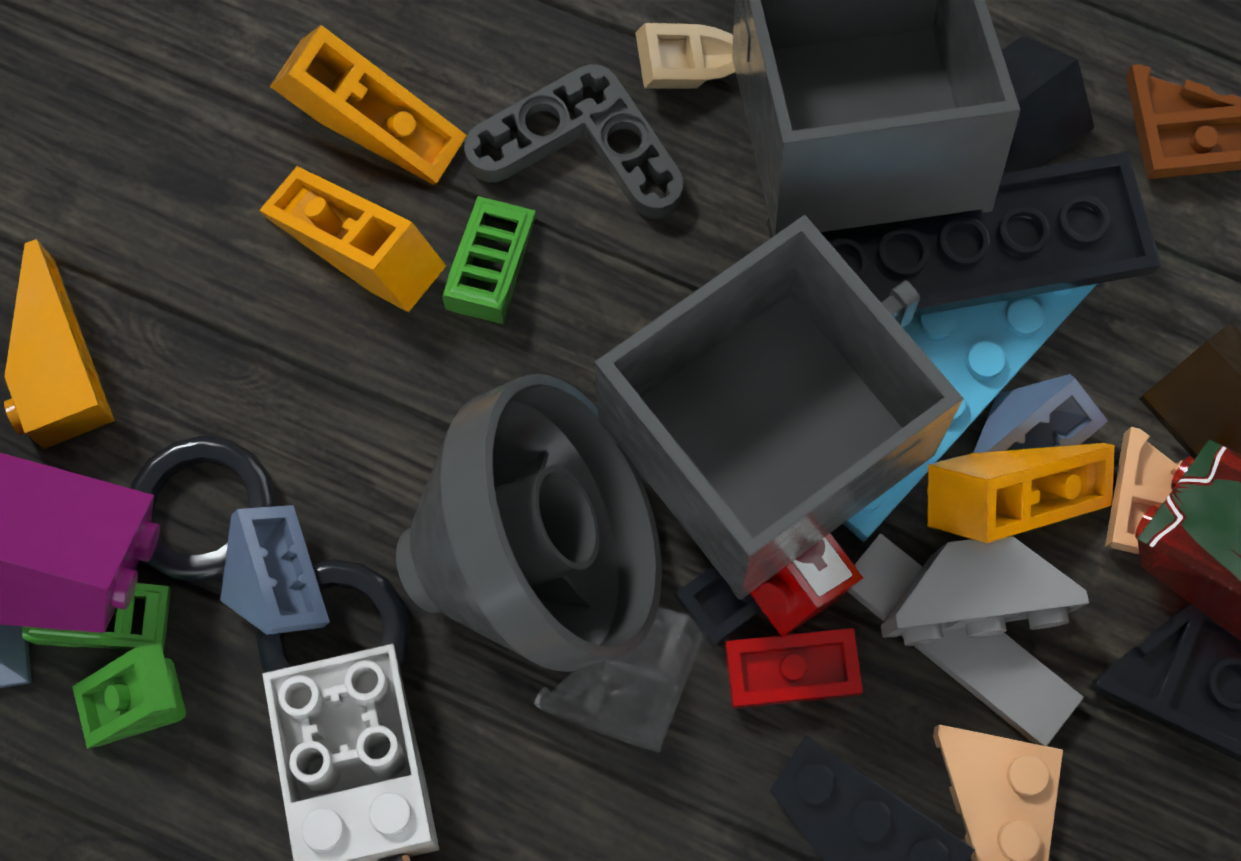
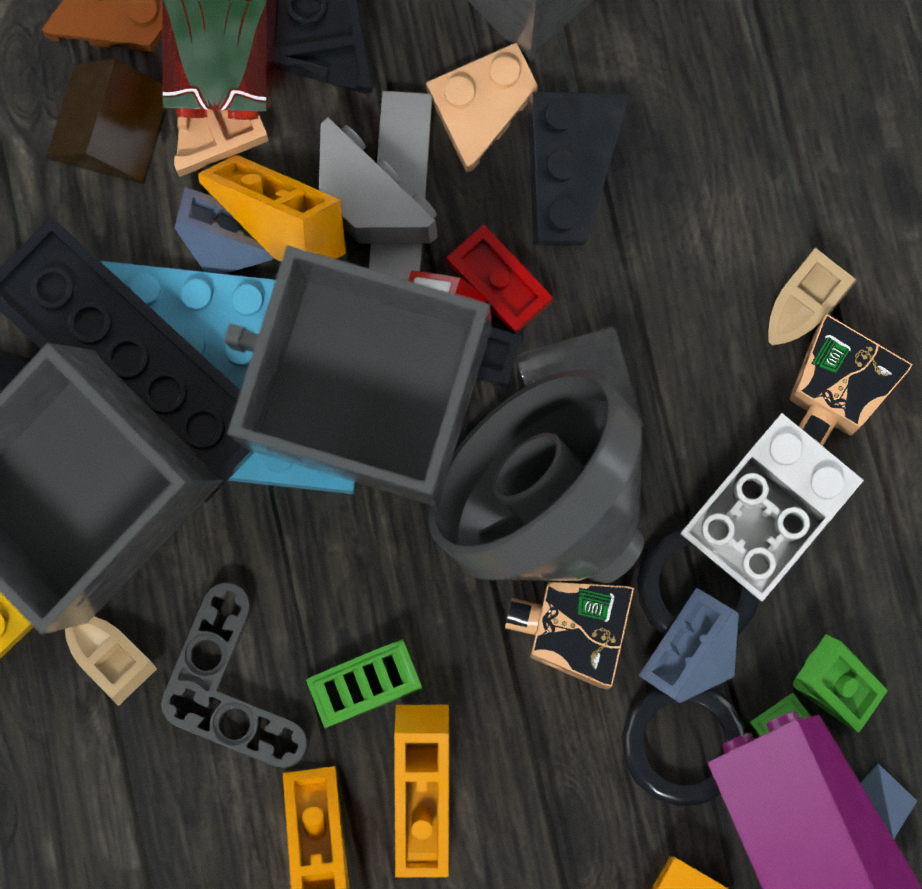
camera: 125 degrees left, 5 degrees up
(378, 479) = (576, 628): none -> black torso

